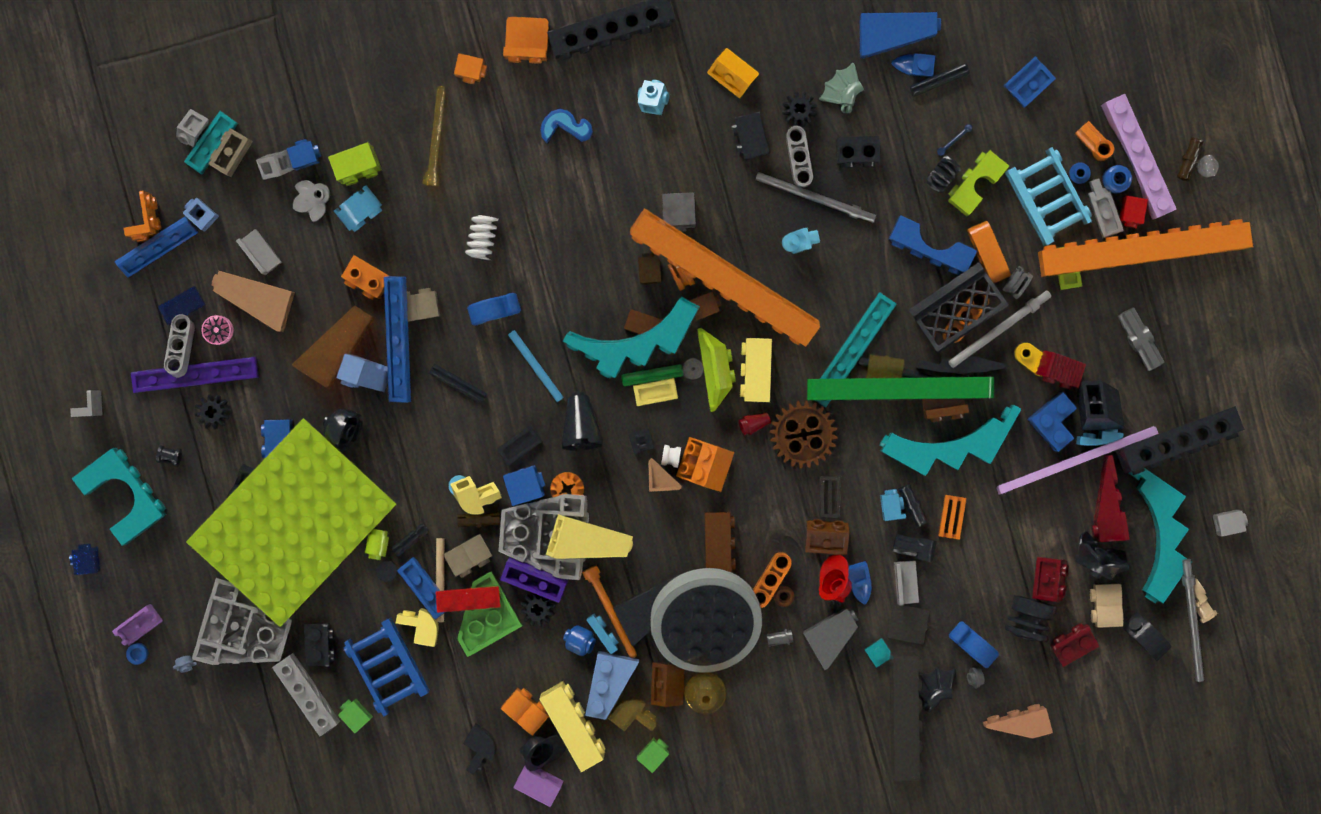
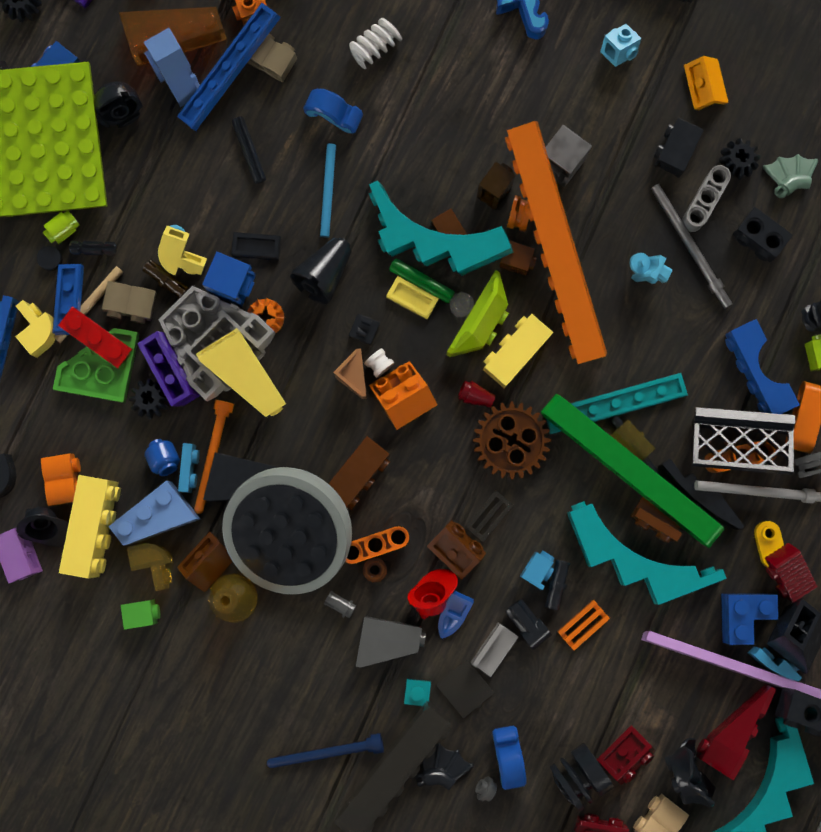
camera: 35 degrees right, 5 degrees down
(878, 709) = (372, 744): none -> dark blue piece

